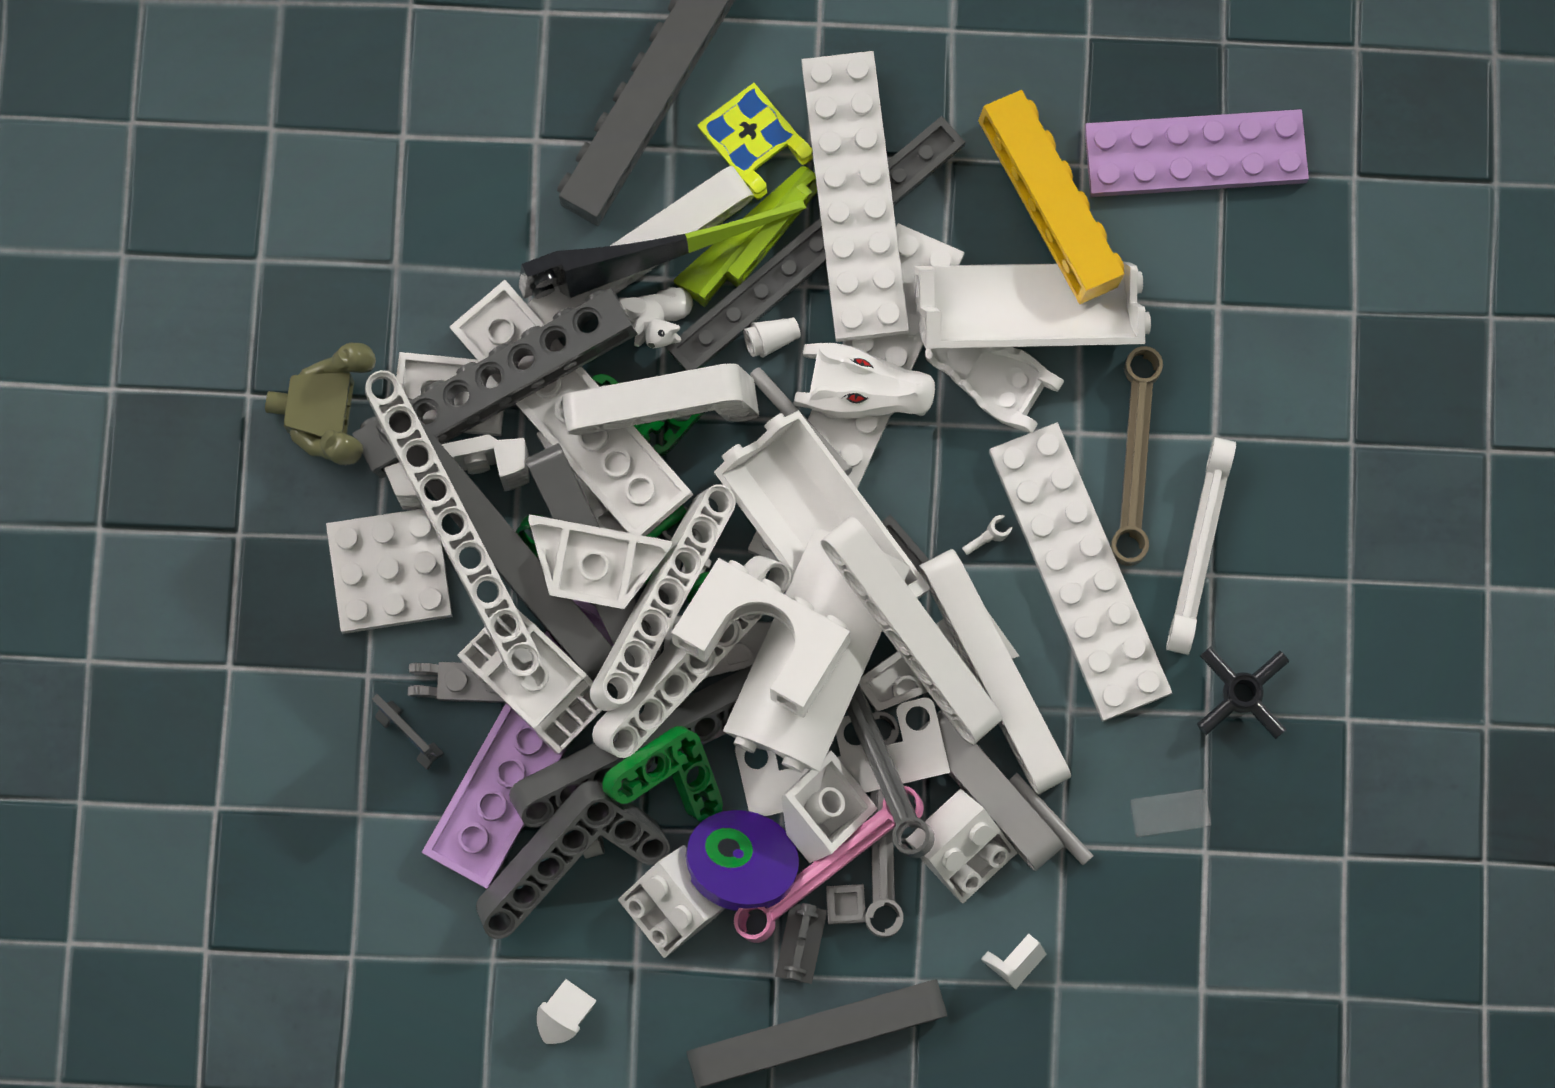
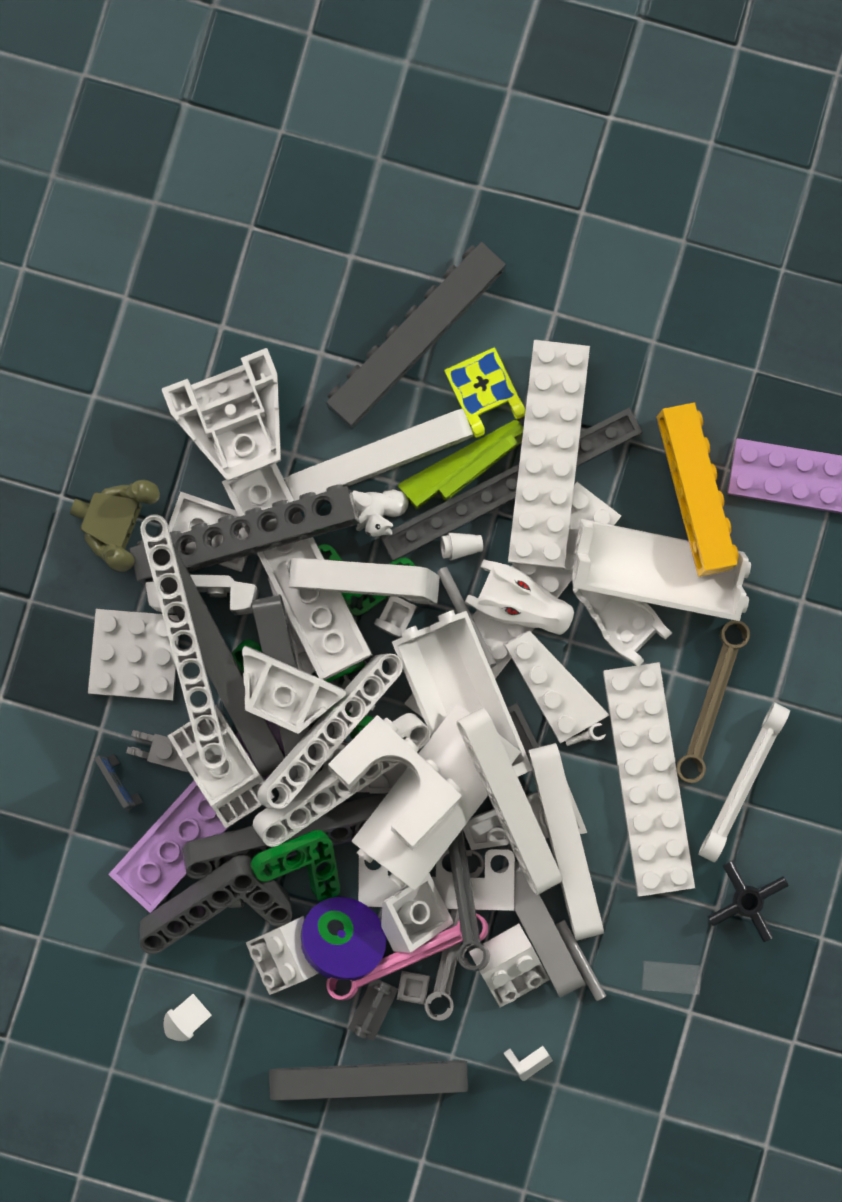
camera: 15 degrees right, 5 degrees up
(444, 238) = (232, 415): none -> white wedge
(591, 268) = (339, 467): black plate -> none
(709, 443) = (395, 616): none -> white tile
(936, 488) = (555, 690): none -> white wing

